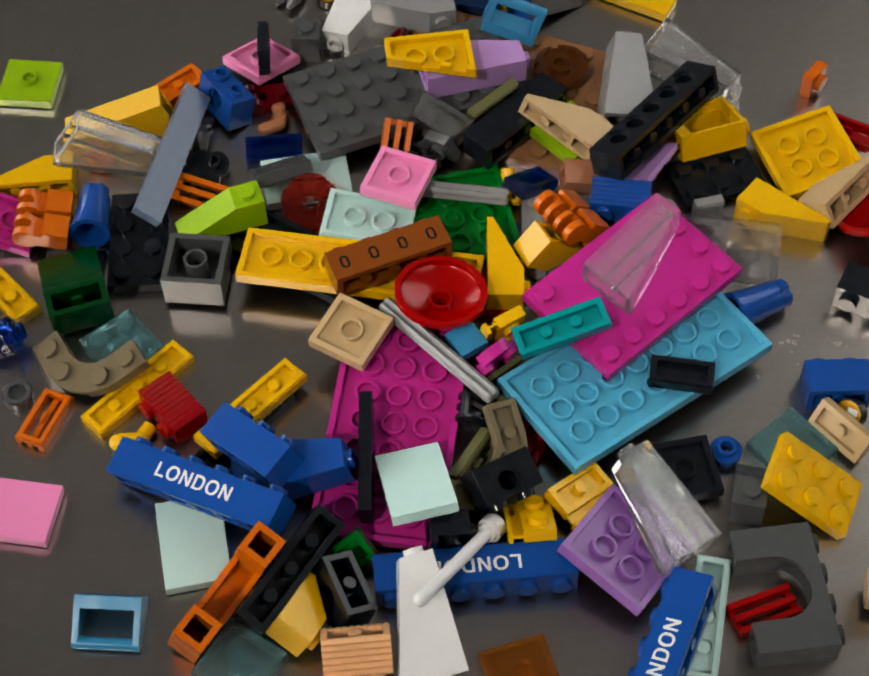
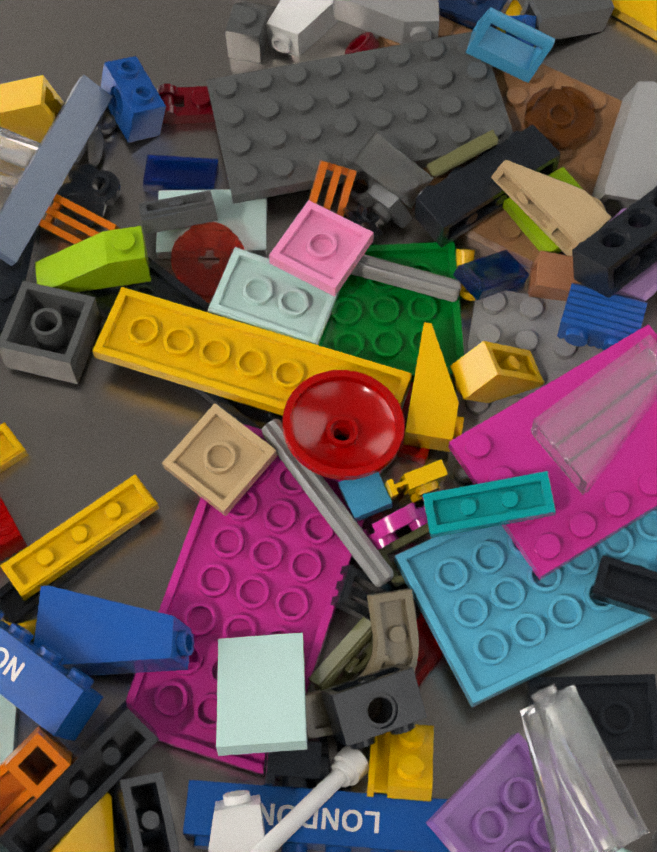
camera: 10 degrees right, 10 degrees up
(174, 83) = (66, 73): orange plate -> none
(245, 61) = (186, 51): bright pink tile -> none
(252, 444) = (62, 604): blue brick -> none
(263, 47) = (188, 39): black tile -> none
(278, 120) = (192, 137): nougat arm -> none
(359, 544) = (174, 761): green plate -> none
(366, 458) = (206, 640): black tile -> none
(385, 255) = (285, 358): dark orange brick -> none
(432, 52) = (394, 82): yellow wing -> none
(494, 62) = (440, 101): lavender slope -> none
(570, 216) = (532, 338): orange legs -> none
(578, 493) = (474, 734): yellow plate -> none

